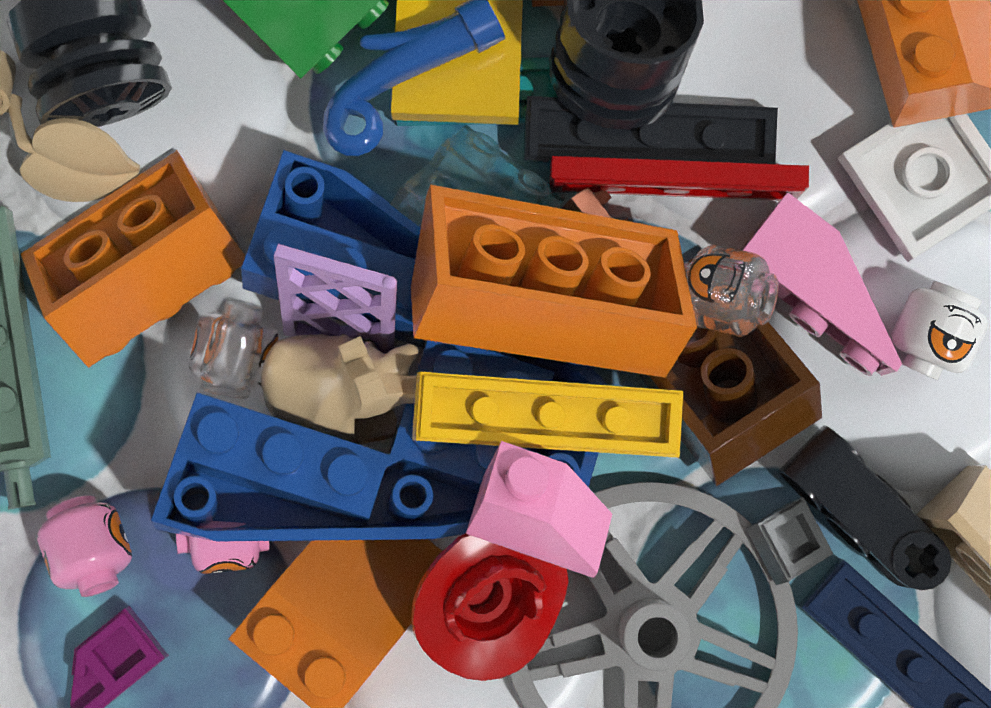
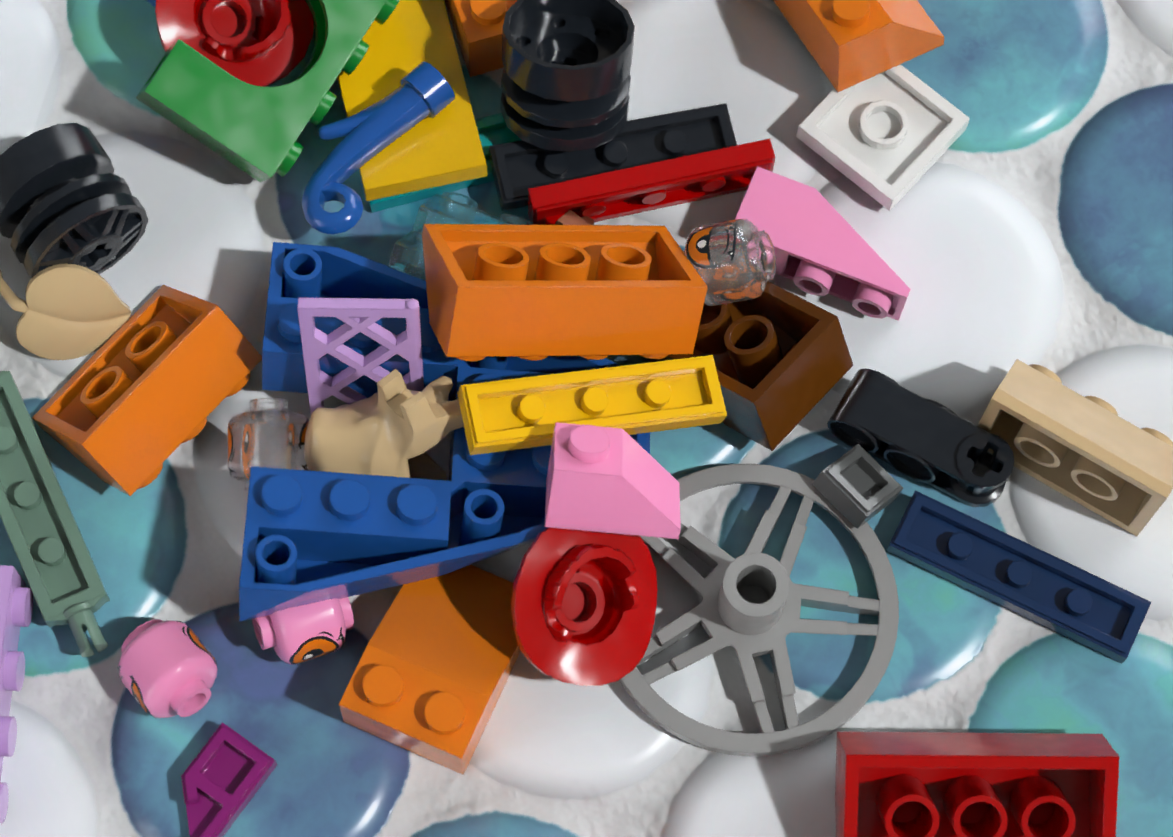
camera: 20 degrees left, 15 degrees down
(939, 330) = (937, 257): white head -> none

